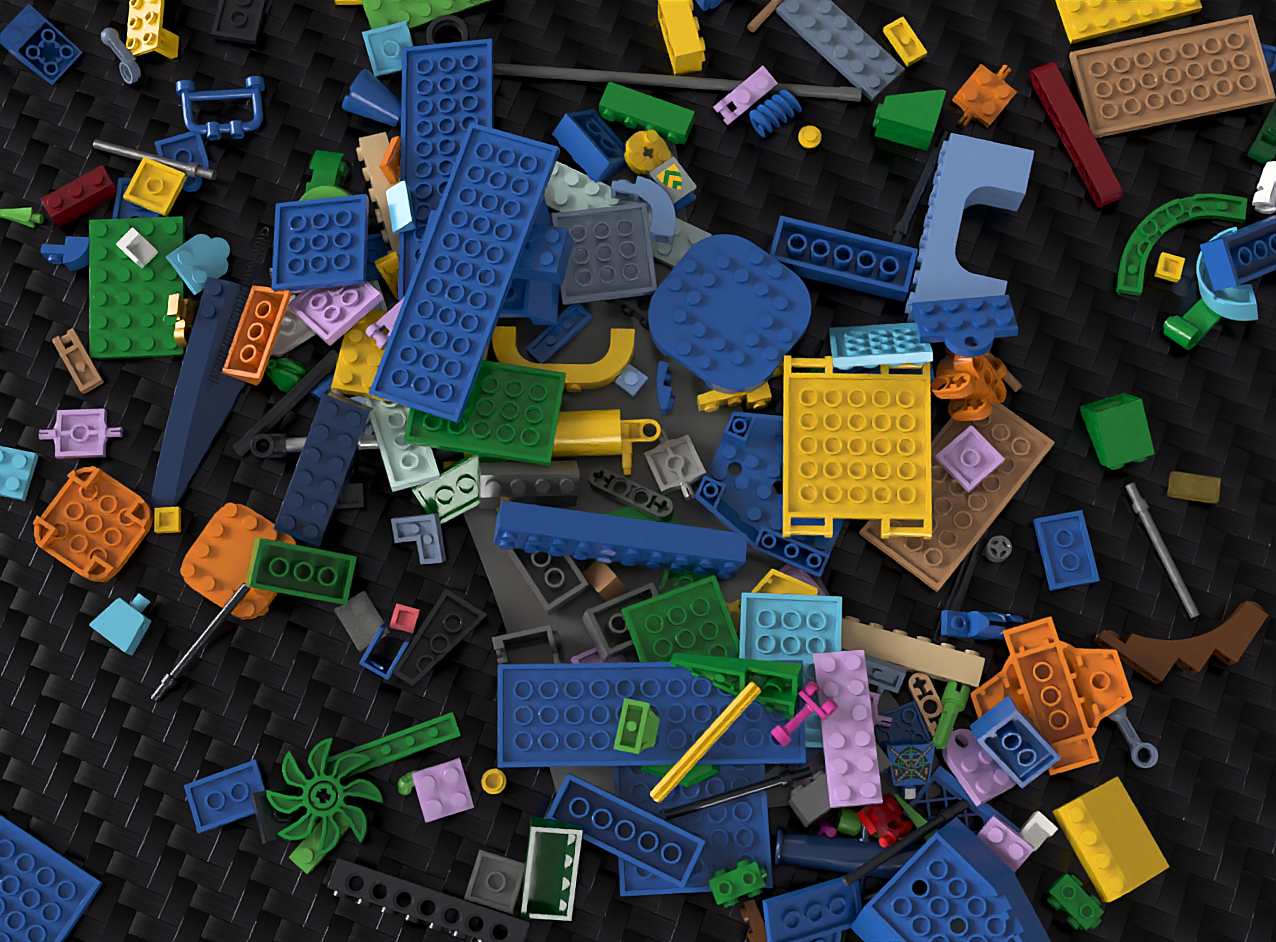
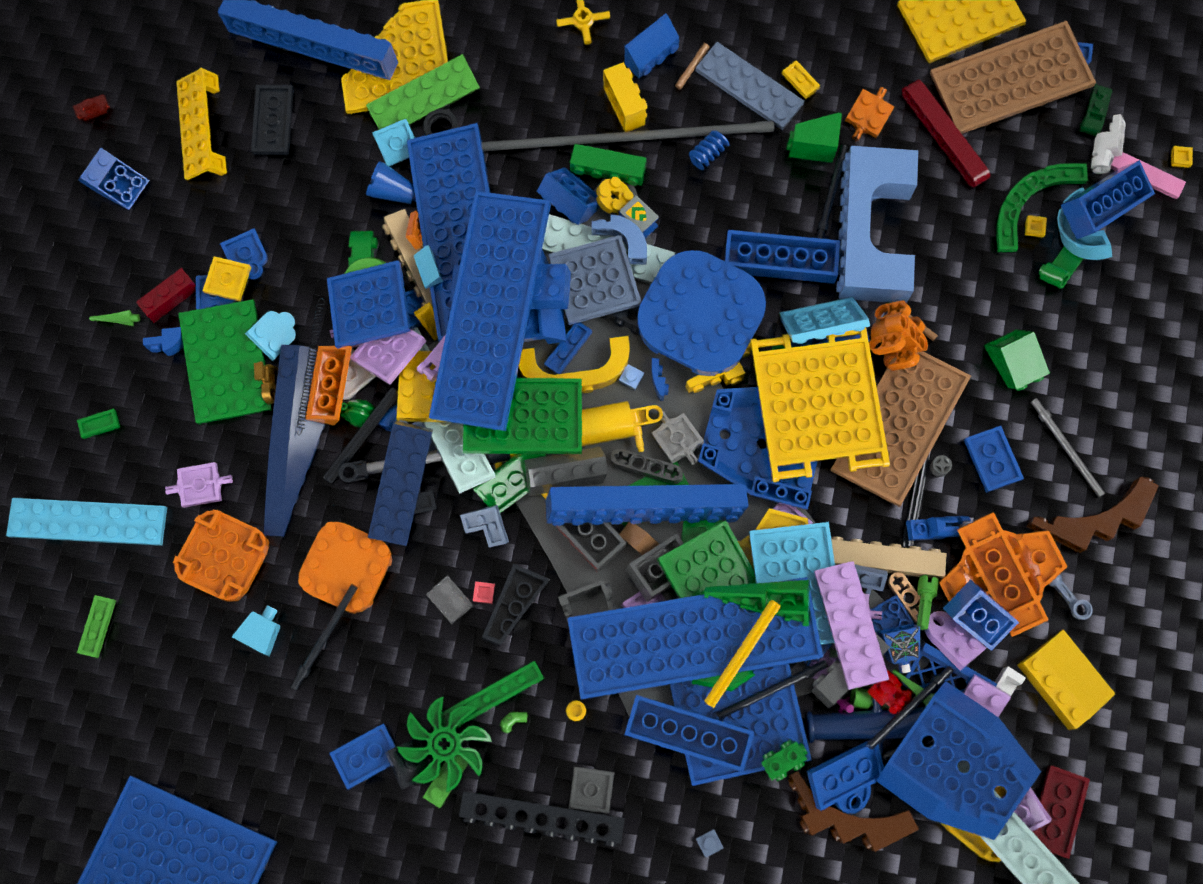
camera: 10 degrees left, 0 degrees up
(78, 361) = (187, 427): medium nougat plate -> none
(128, 67) = (188, 187): sand blue piece -> none
(137, 248) = (221, 330): white panel -> none
(167, 520) = (280, 543): yellow plate -> none
(192, 169) = (255, 261): flat silver bar -> none
(236, 128) = (292, 188): blue bar -> none
(300, 571) = (395, 567): green brick -> none
(377, 667) = (468, 634): blue piece -> none
(442, 790) = (537, 724): lavender plate -> none
(550, 869) = (634, 773): dark green slope -> none
(636, 727) = (686, 650): bright green slope -> none
(746, 94) = (684, 138): lavender plate -> none
(782, 734) = (802, 637): dark pink bar -> none
(809, 136) = (739, 164): yellow plate -> none
(965, 322) = (888, 292): blue plate -> none
(969, 458) = (908, 398): lavender plate -> none
(1081, 909) = (1052, 737): green brick -> none
(1194, 487) = (1083, 394): clear yellow plate -> none

